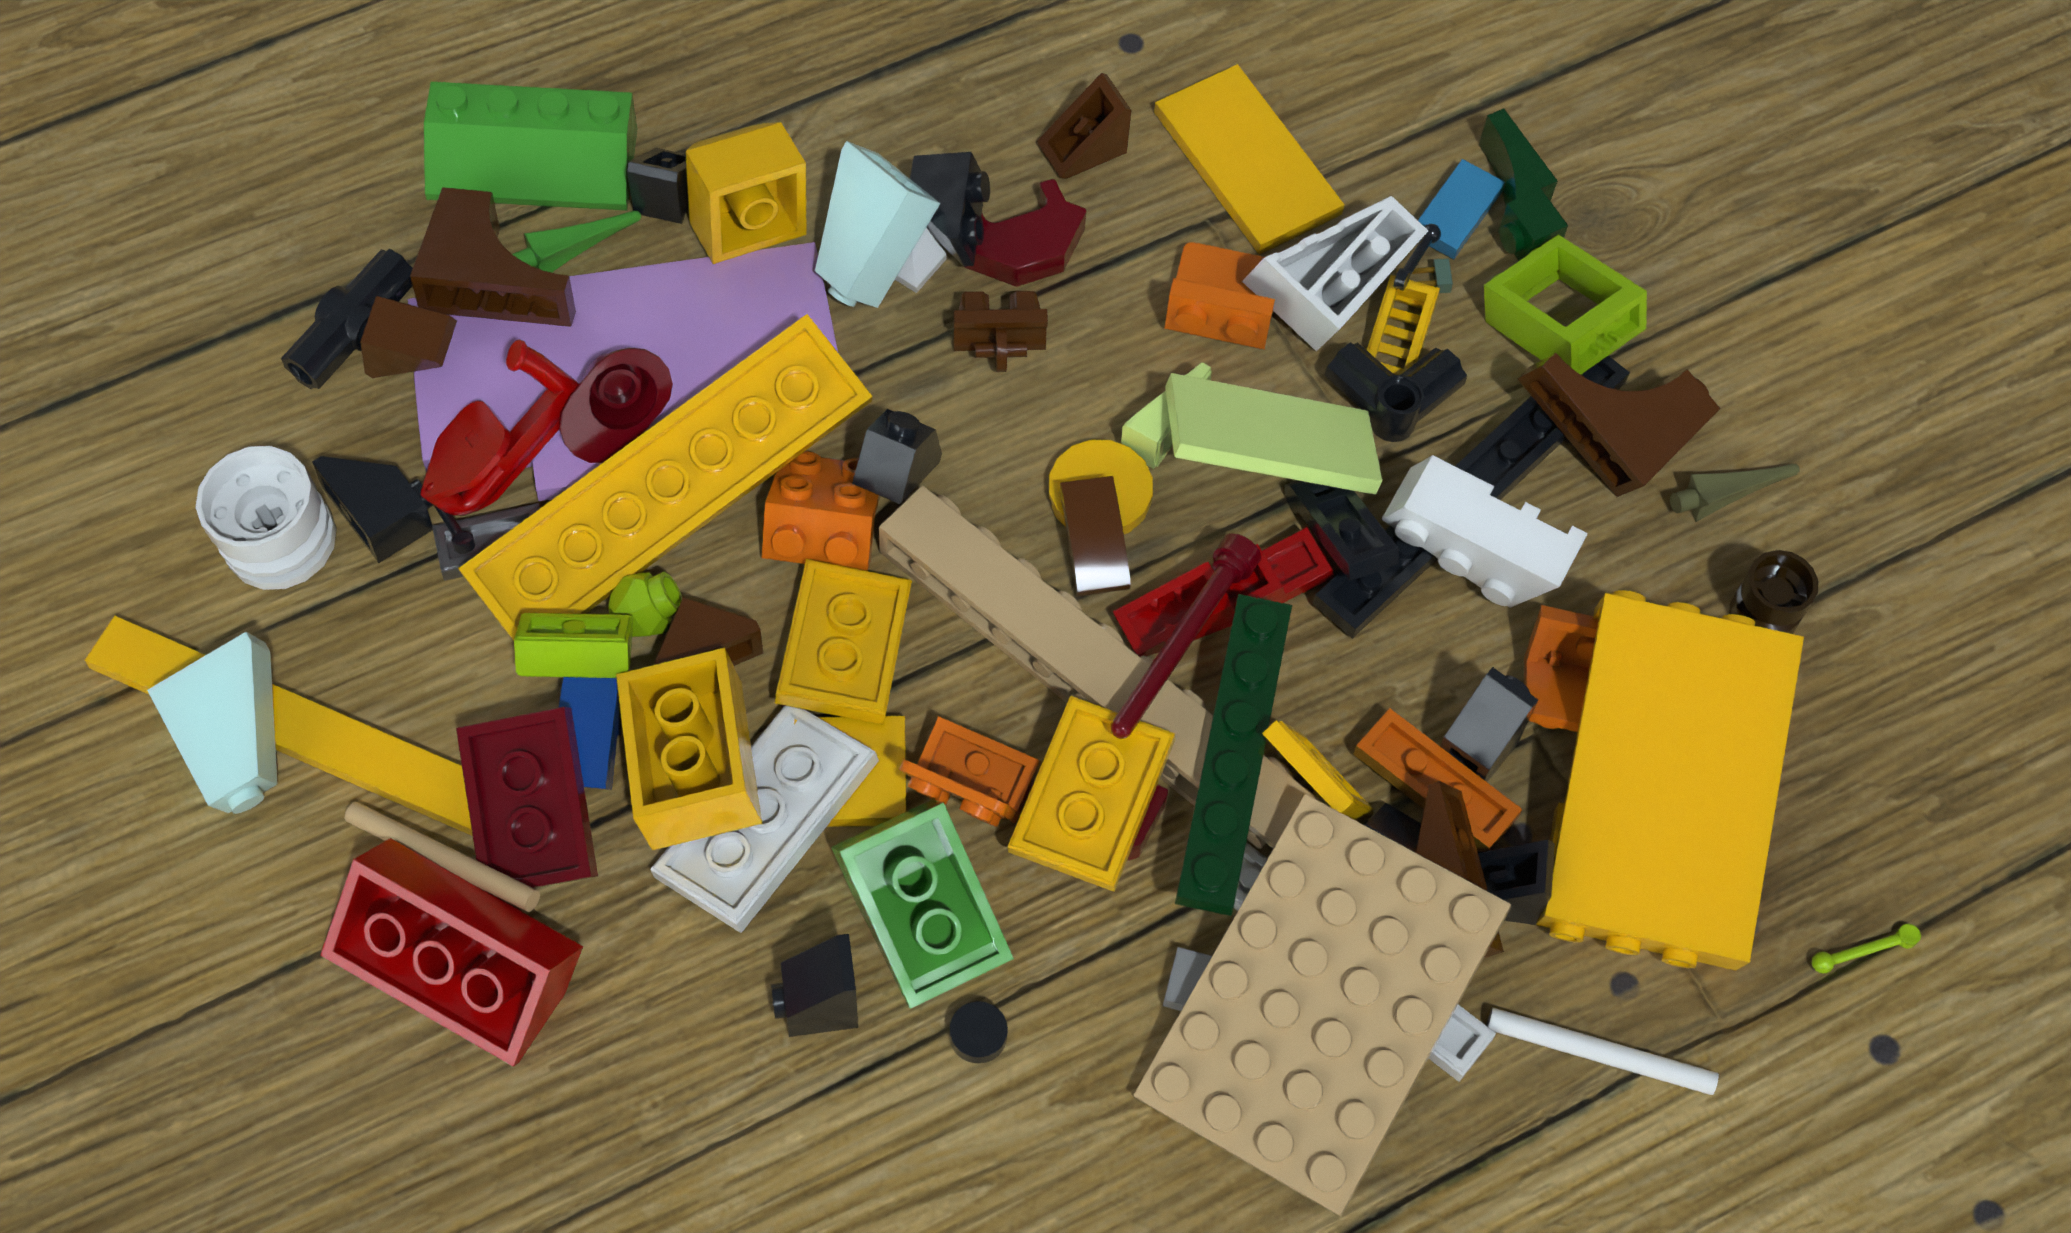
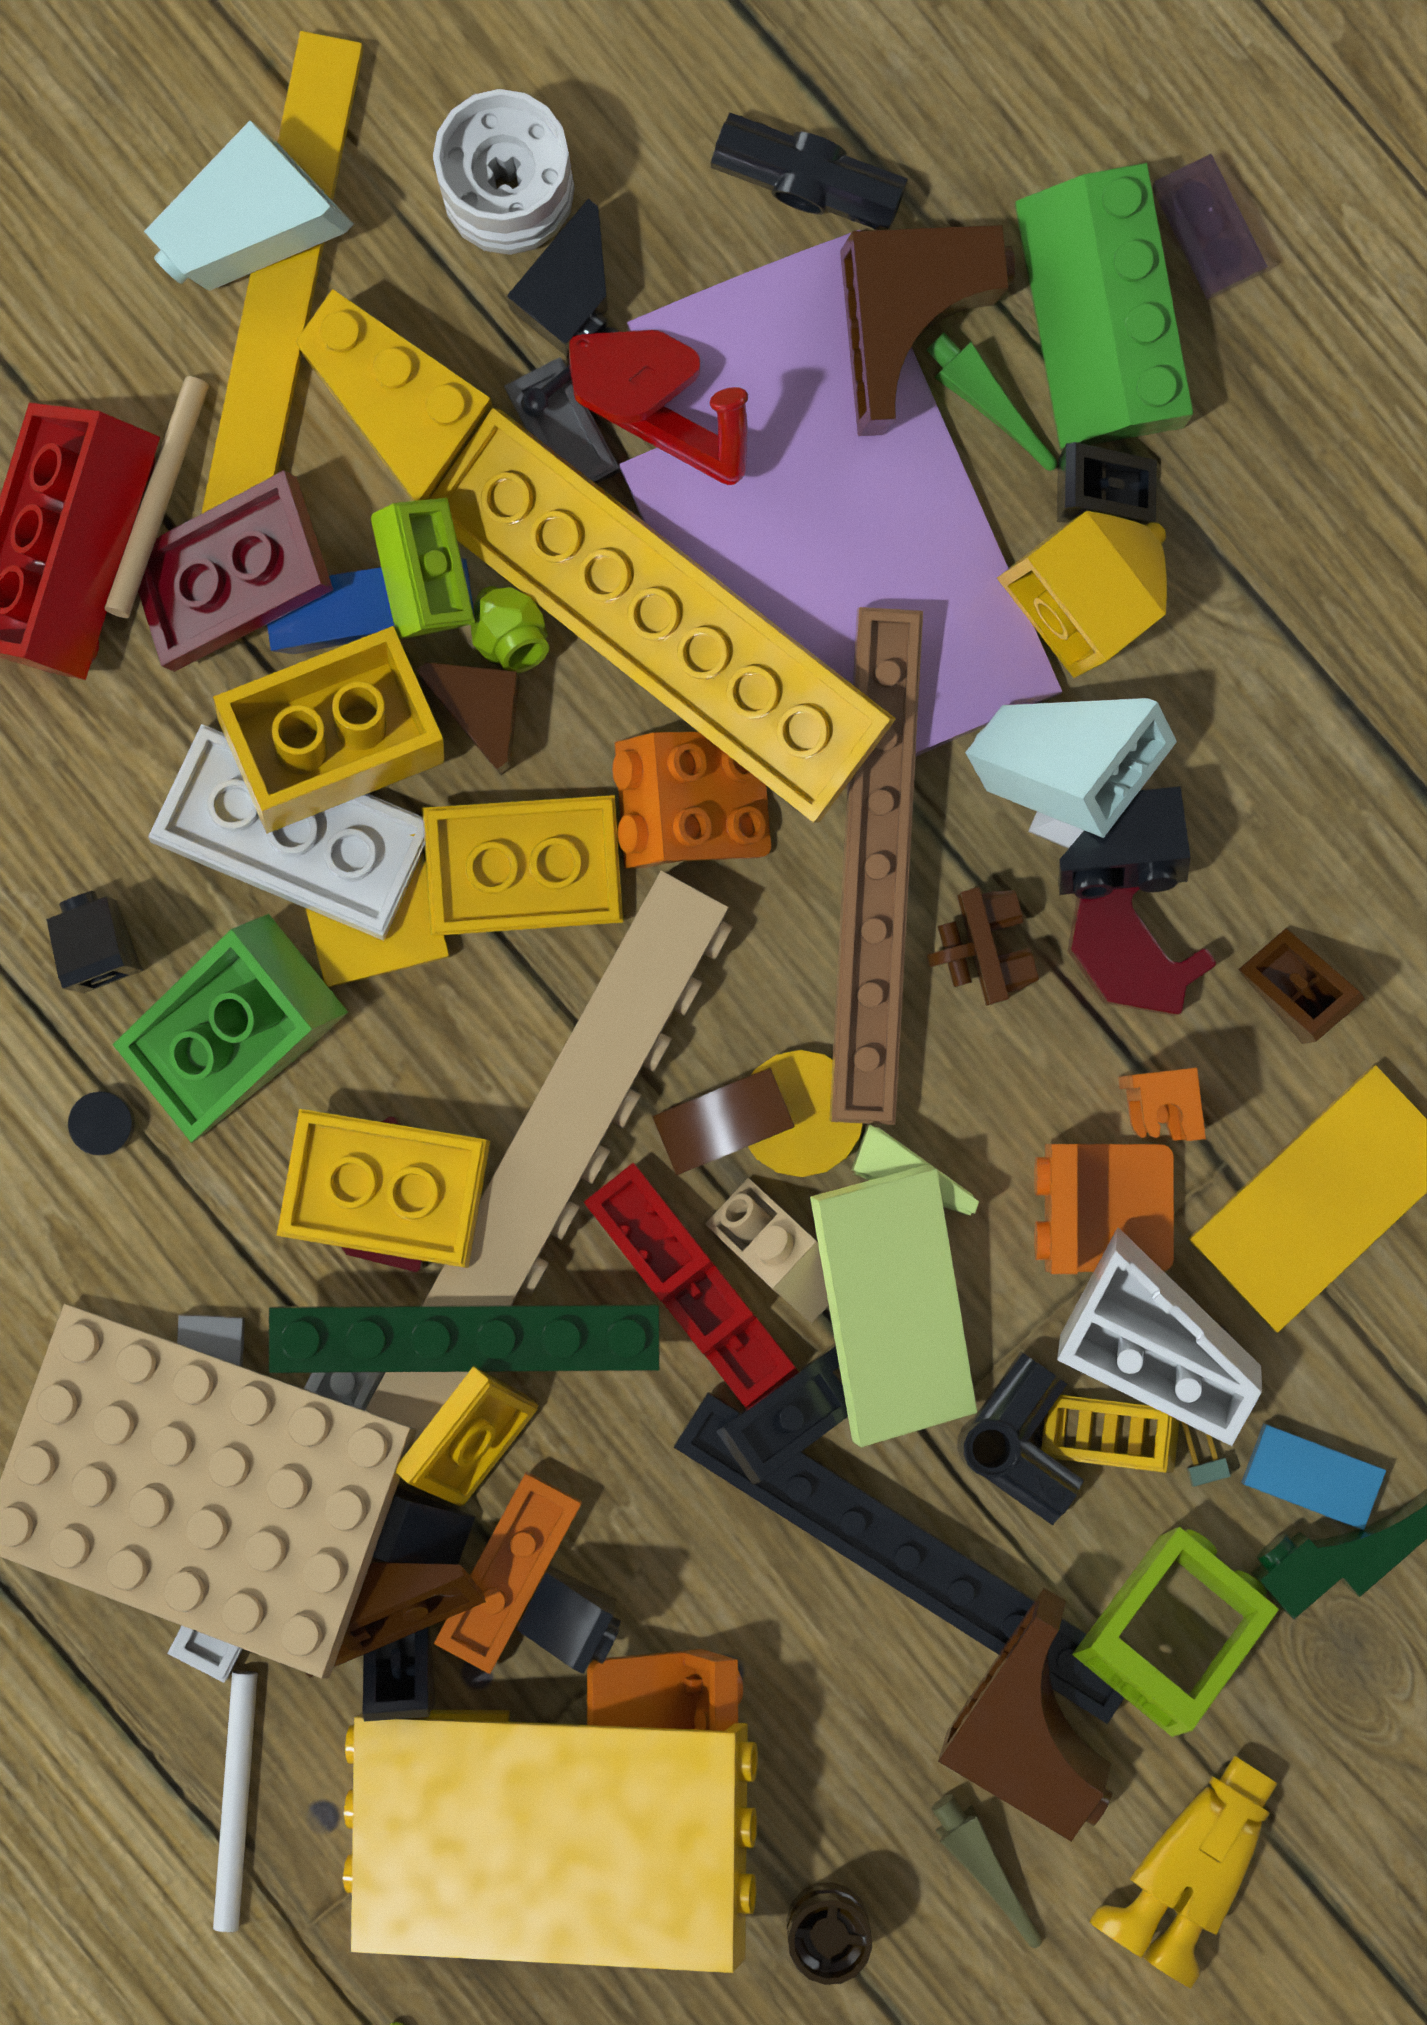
camera: 80 degrees right, 25 degrees up
(404, 338) = (776, 254): reddish brown slope -> none
(417, 648) = (395, 394): none -> yellow wedge
(495, 65) = (1209, 226): none -> clear purple plate
(614, 403) = (736, 524): dark red piece -> none
(896, 455) = (757, 869): black slope -> none
(939, 384) = (876, 875): none -> medium nougat tile
(975, 769) = (376, 1046): orange bracket -> none
(1155, 222) = (1165, 1098): none -> orange hinge
(1215, 506) = (773, 1248): none -> tan slope
(1233, 562) = (708, 1290): dark red piece -> none
(1403, 275) = (1253, 1448): black hinge -> none
(1480, 535) = (812, 1576): white wedge -> none
(1756, 345) = (1194, 1871): none -> yellow piece

